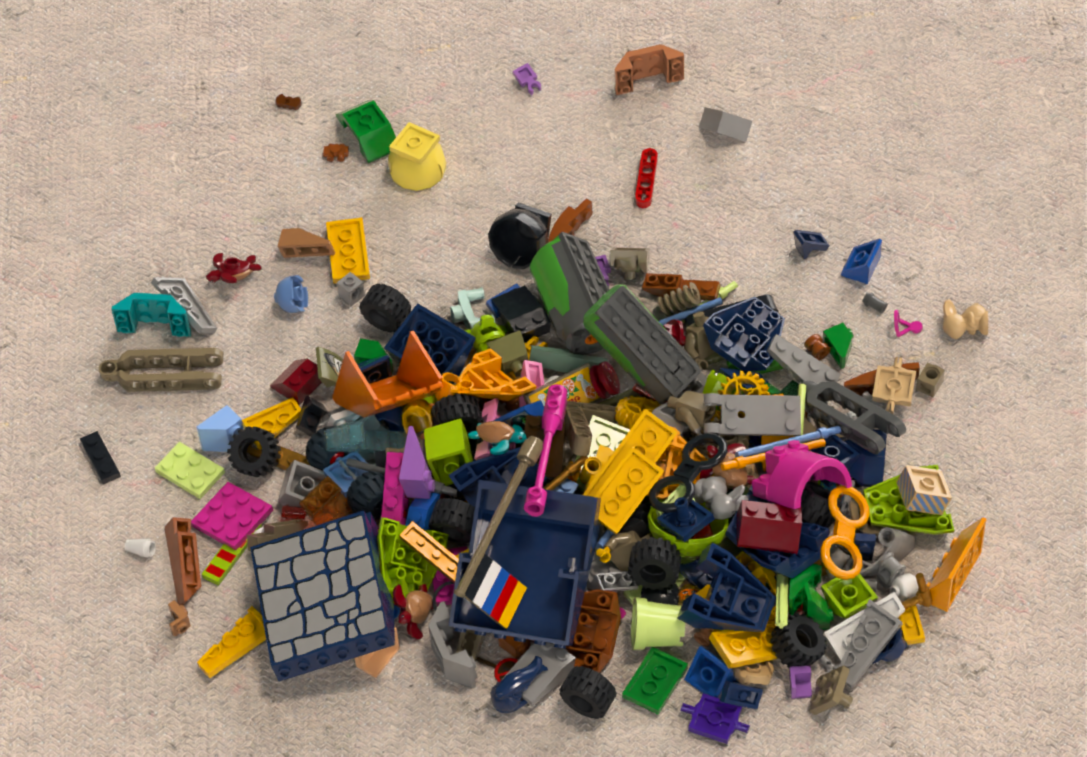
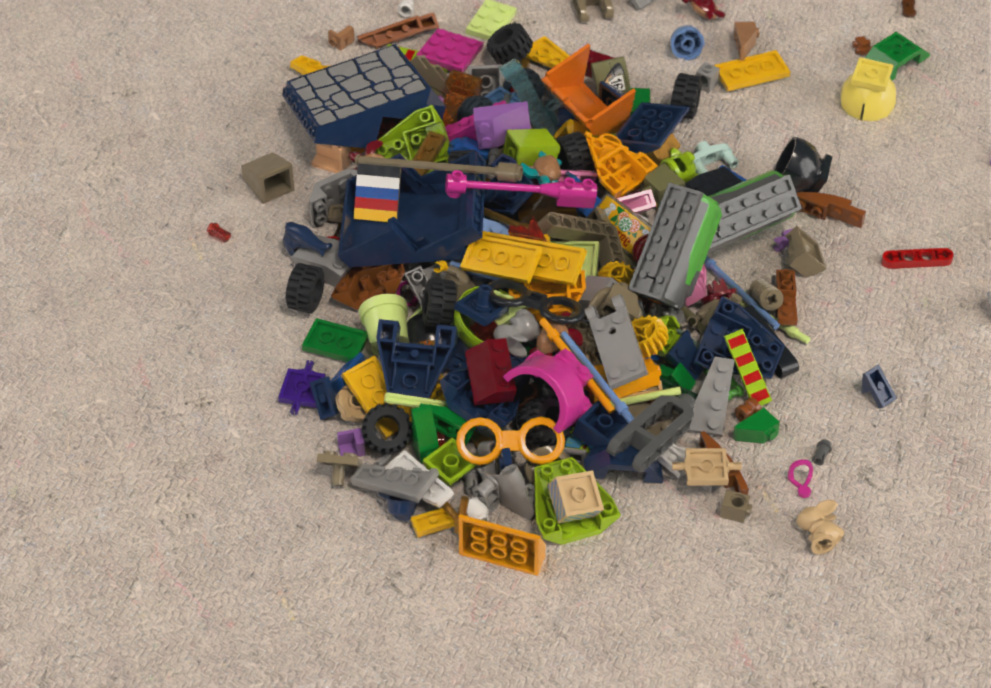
camera: 75 degrees right, 5 degrees down
(218, 430) = (530, 19): light blue slope -> none
(393, 715) = (269, 177): none -> dark tan slope
(601, 453) = (532, 232): none -> clear red slope
(770, 327) = (747, 367): none -> tile
(863, 261) = (870, 438): blue slope -> none

